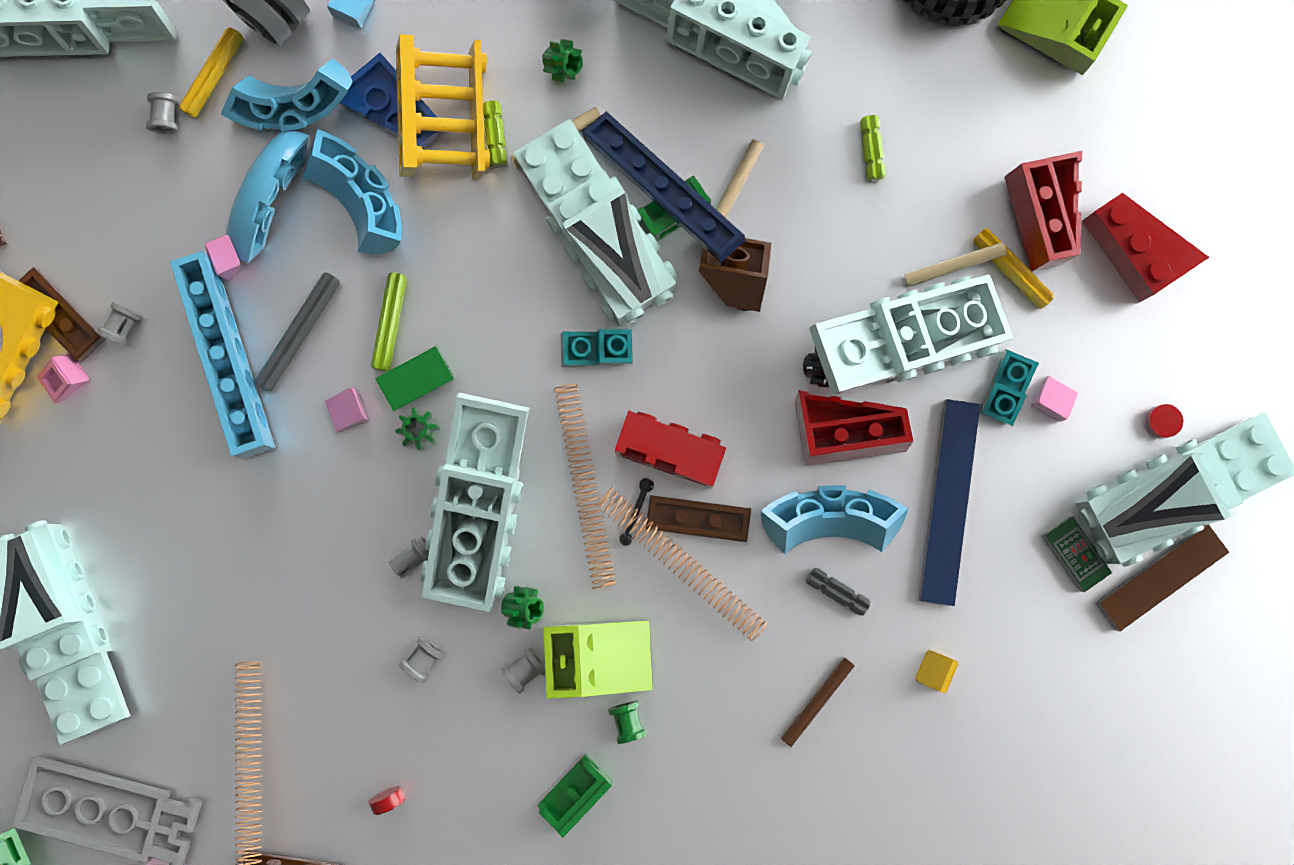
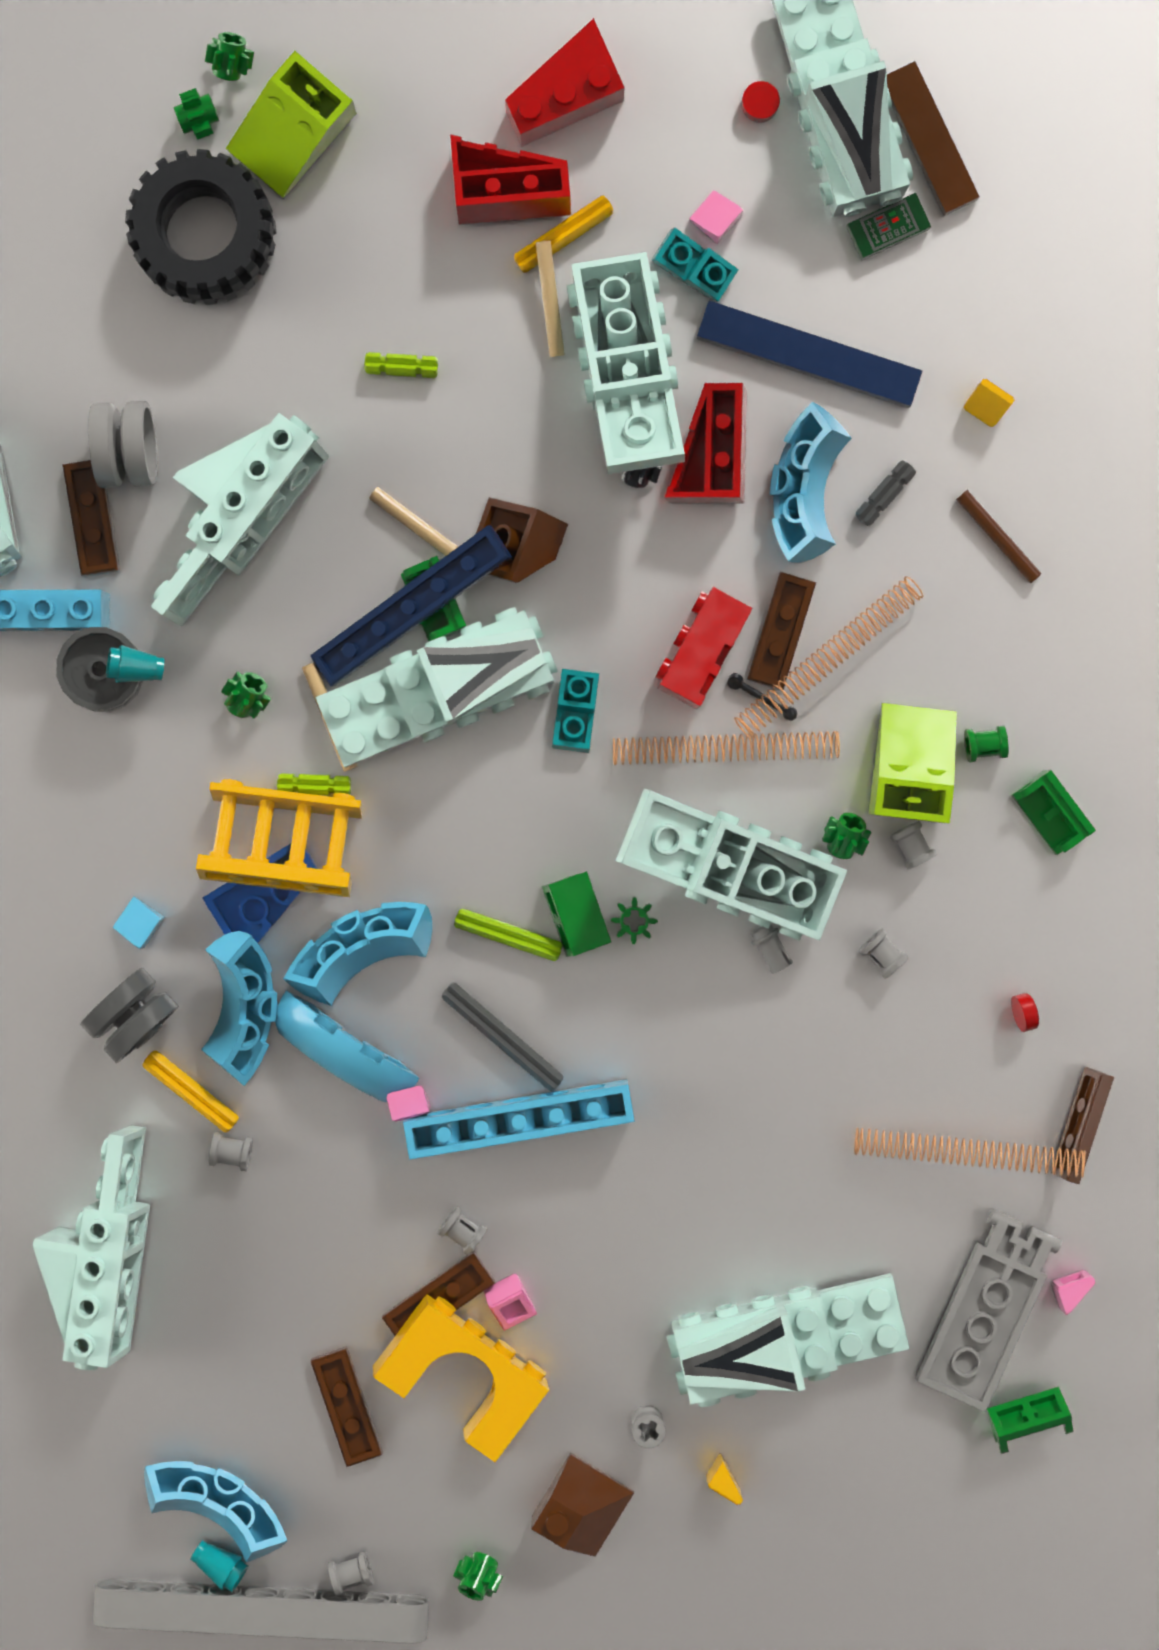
camera: 80 degrees left, 5 degrees up
(346, 409) = (598, 996): bright pink slope -> none

